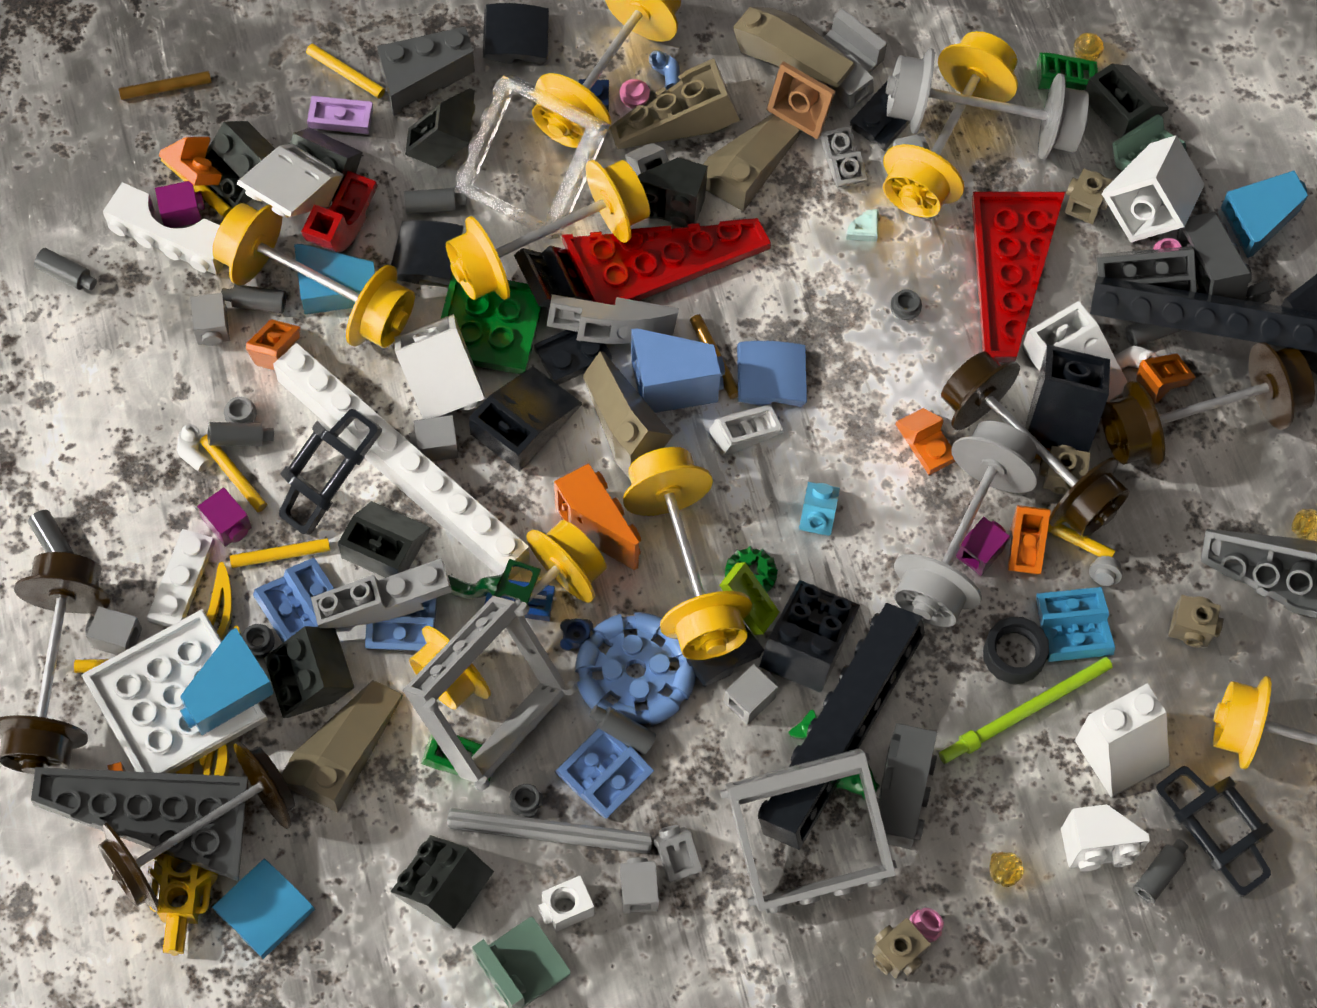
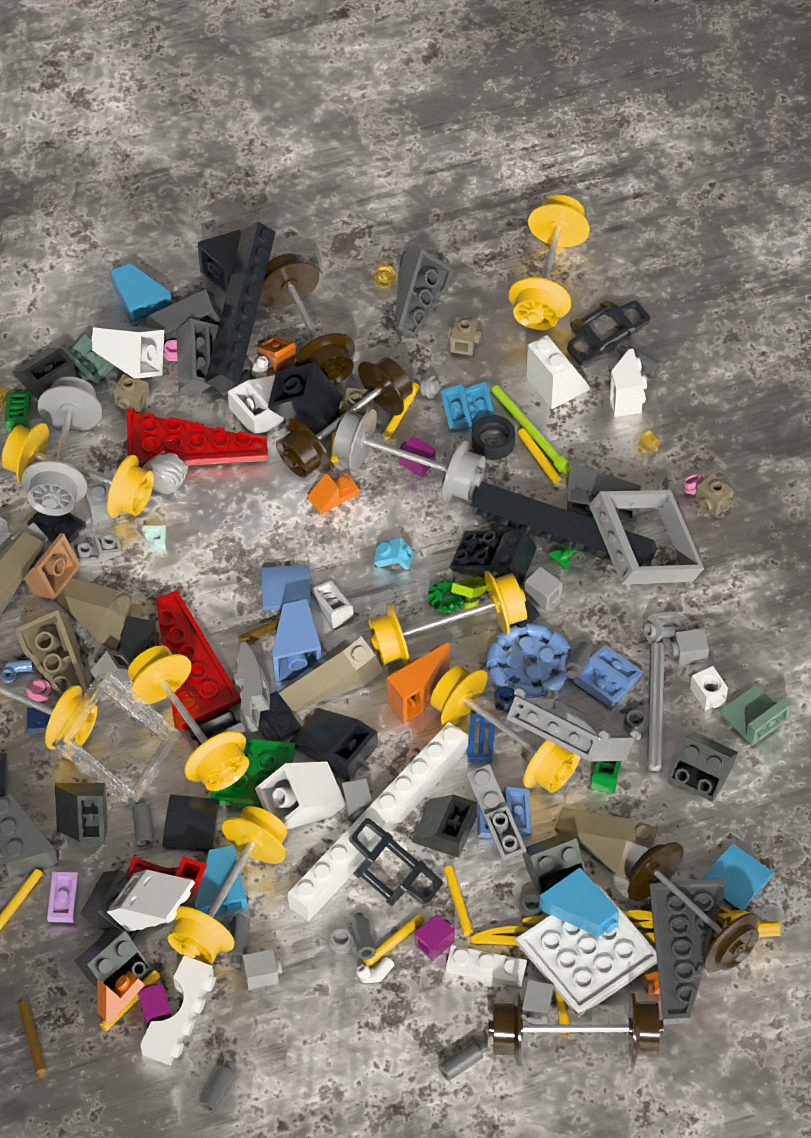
camera: 90 degrees left, 10 degrees down
(272, 342) = (281, 916): orange slope -> none
(288, 599) = (497, 882): medium blue slope -> none
(497, 585) = (485, 733): dark green piece -> none
(906, 304) = (223, 506): dark grey plate -> none
(952, 229) = (168, 472): none -> light grey hair
(986, 713) = (539, 456): none -> yellow bar
(1028, 539) = (408, 424): orange slope -> none

